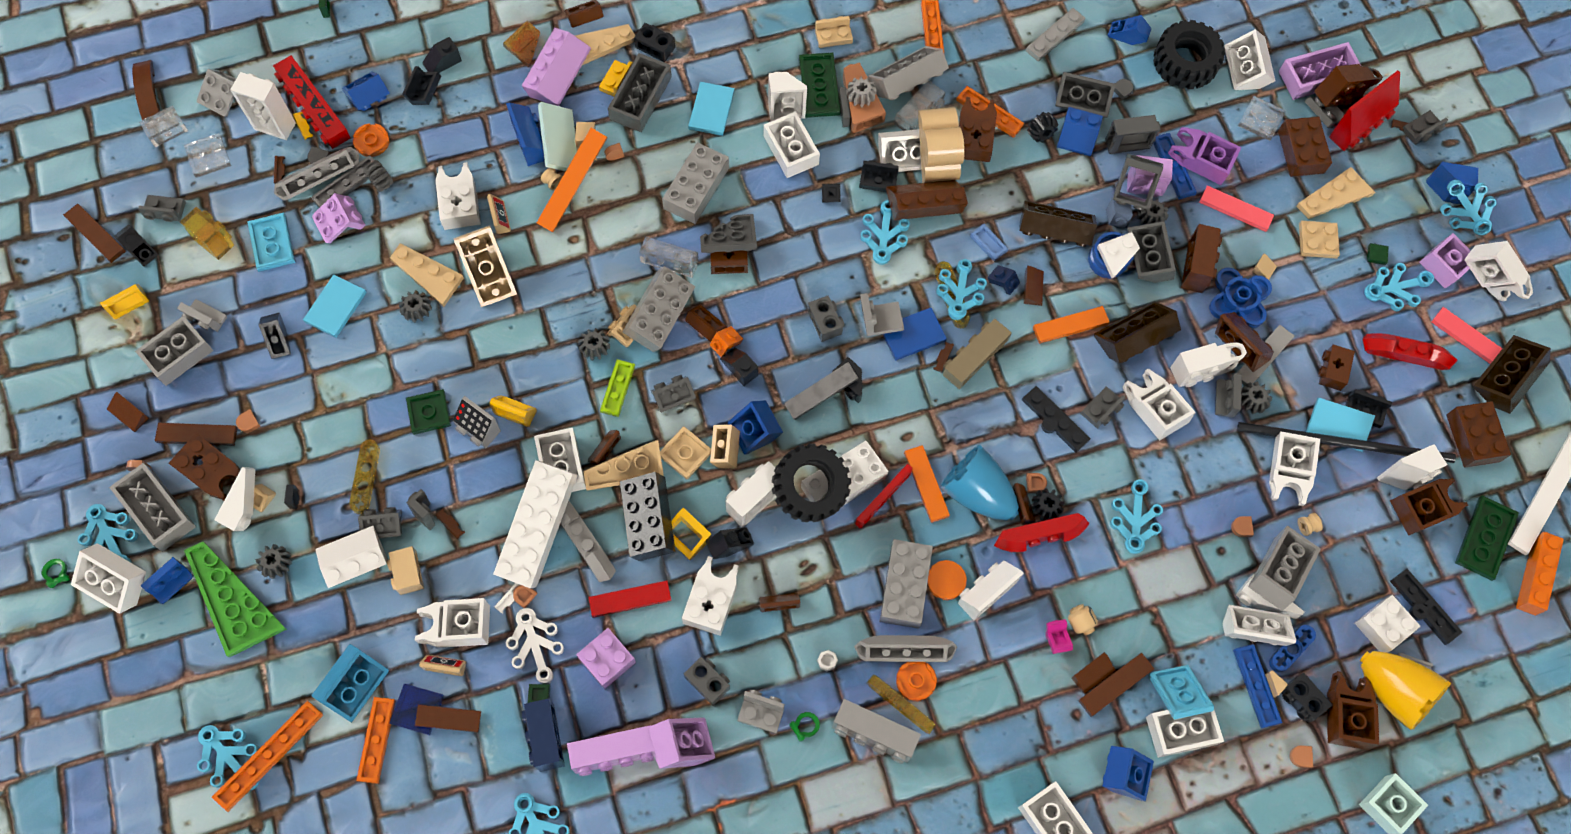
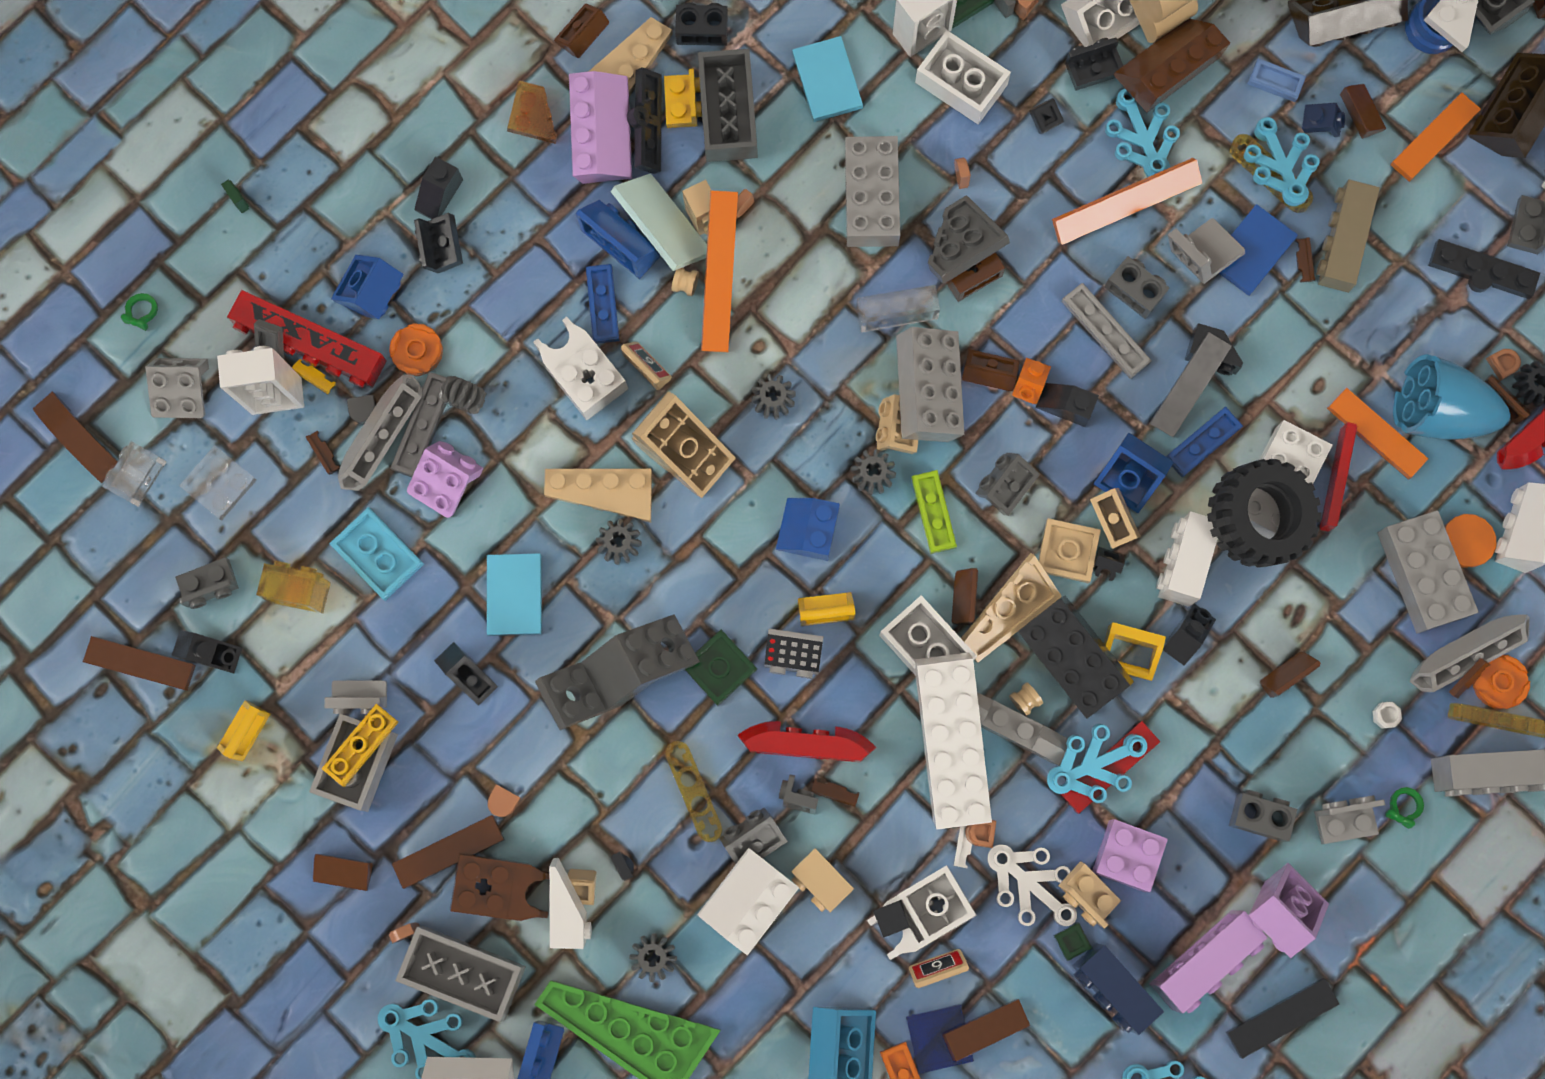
camera: 20 degrees left, 10 degrees up
(189, 335) = (348, 758): none -> yellow tile
(219, 41) = (142, 322): none -> green piece
(287, 89) = (269, 335): none -> dark grey tile
(360, 376) = (617, 671): none -> dark grey bracket
(429, 613) = (891, 919): none -> black tile
(469, 495) = (844, 746): none -> red brick
(496, 168) = (602, 303): none -> blue tile
(535, 358) = (808, 527): none -> blue slope
(561, 270) = (763, 399): none -> dark grey gear
(565, 668) = (1088, 892): none -> tan bracket
(587, 79) = (647, 120): none -> black hinge
(602, 528) = (1026, 699): none -> tan wheel
(616, 589) = (1092, 764): none -> medium azure plant
(642, 817) = (1282, 1018): none -> black tile
(706, 471) = (1109, 560): none -> black tile
(713, 592) = (1213, 704): white brick -> none
(758, 200) = (962, 172): none -> nougat tile
(791, 336) = (1106, 330): none -> light grey tile
(812, 432) = (1204, 441): none -> blue tile
(850, 265) = (1127, 201): none -> tile
(894, 665) = (1469, 678): none -> reddish brown piece

